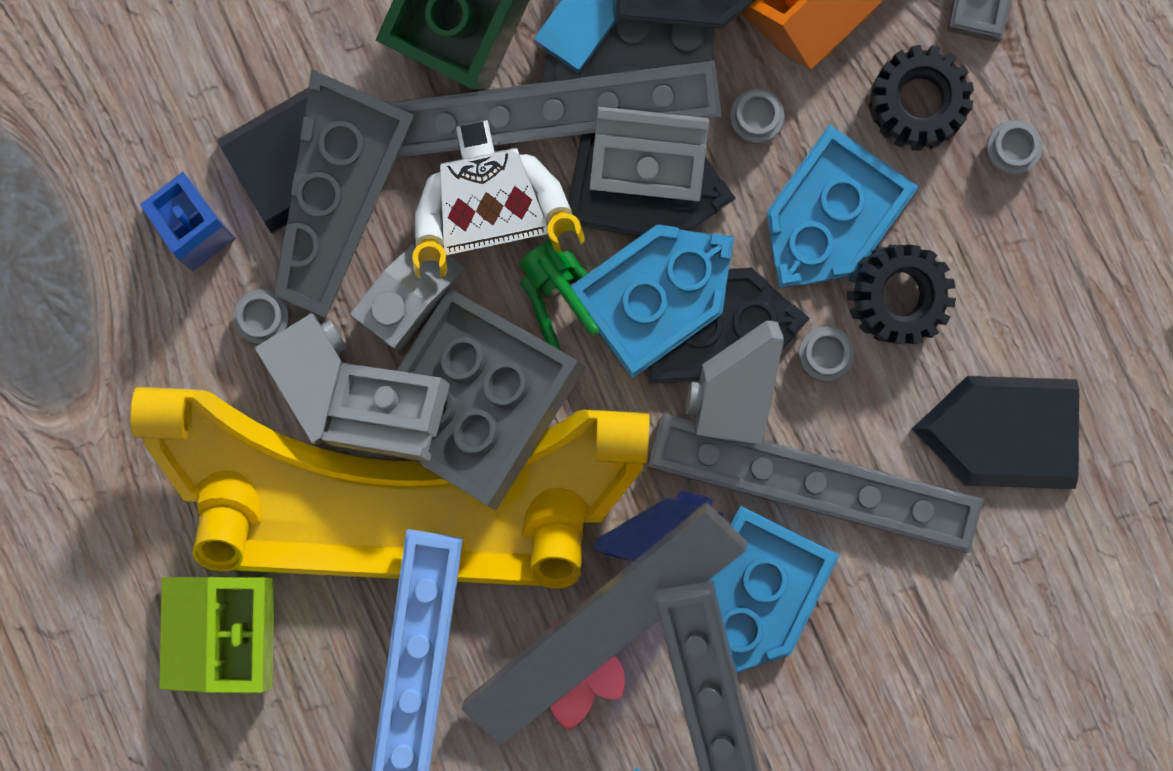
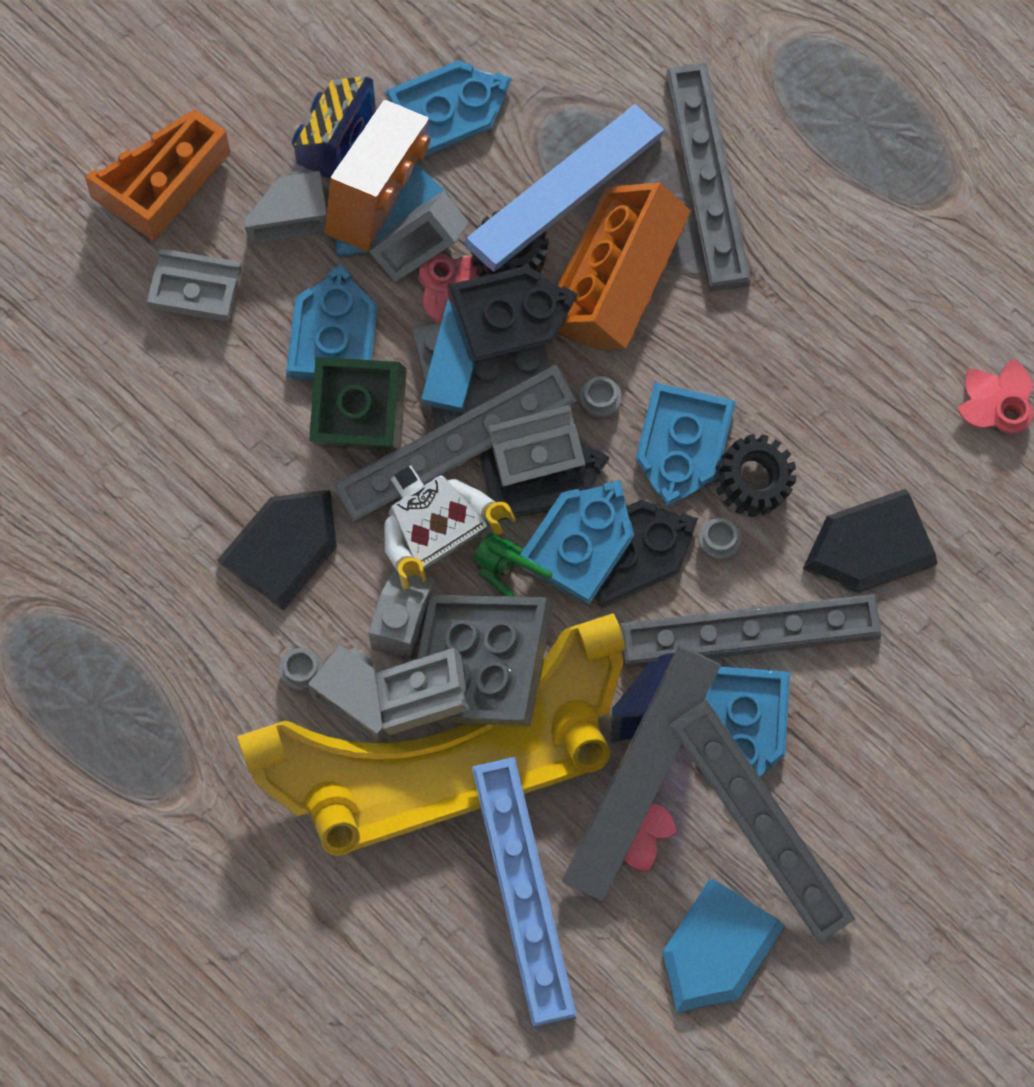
camera: 20 degrees left, 15 degrees down
(187, 222) = (221, 622): blue slope -> none
(217, 634) = (360, 899): lime slope -> none
(338, 178) = (320, 546): dark grey wing -> none
(737, 387) = (667, 579): light grey slope -> none
(921, 65) = (716, 318): black tyre -> none
(1014, 147) = (791, 349): light grey plate -> none

